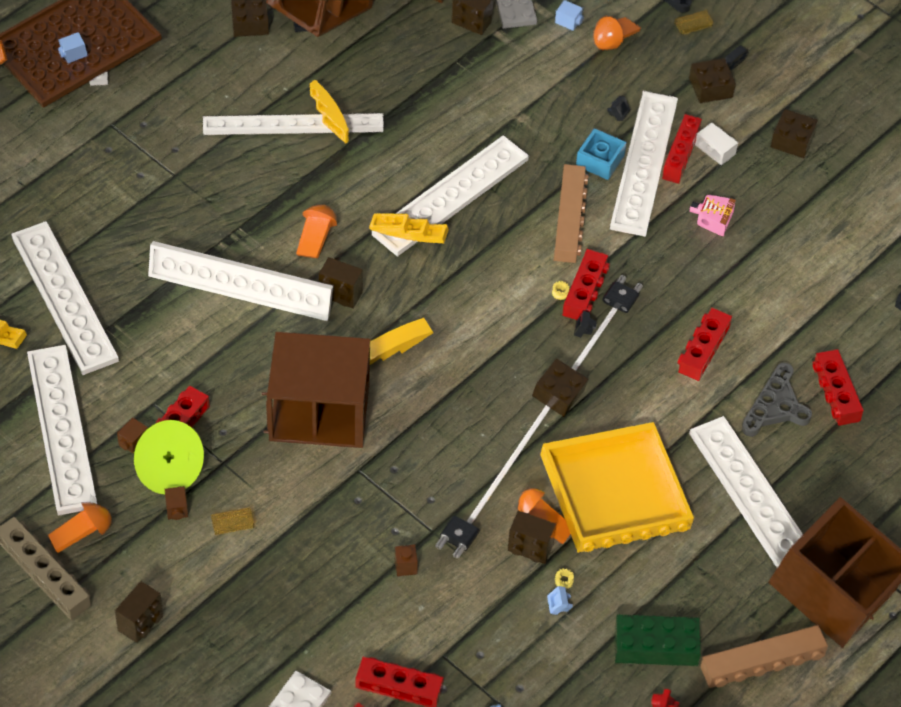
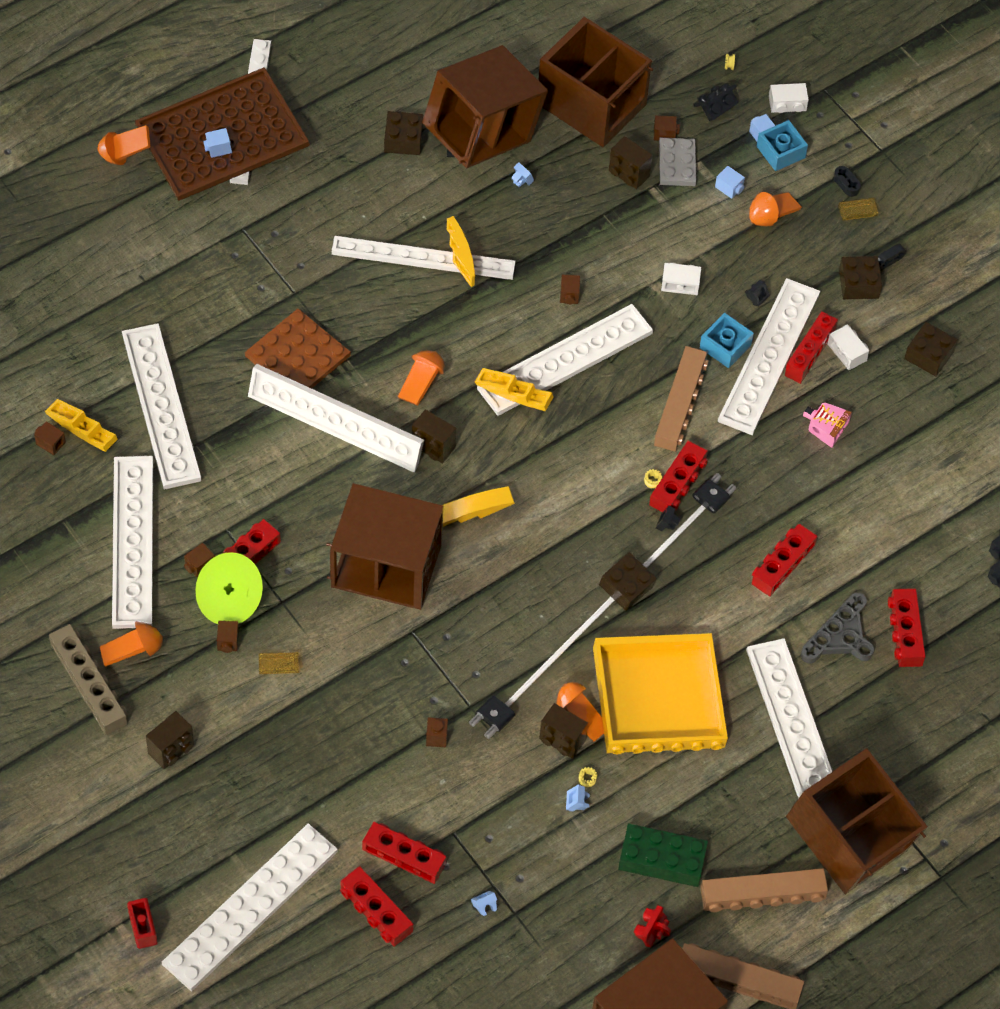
camera: 10 degrees right, 5 degrees up
(190, 224) = (299, 350): none -> dark orange plate
(371, 37) = (522, 175): none -> light blue tile
(440, 131) = (570, 289): none -> reddish brown brick
(544, 106) = (681, 278): none -> white brick

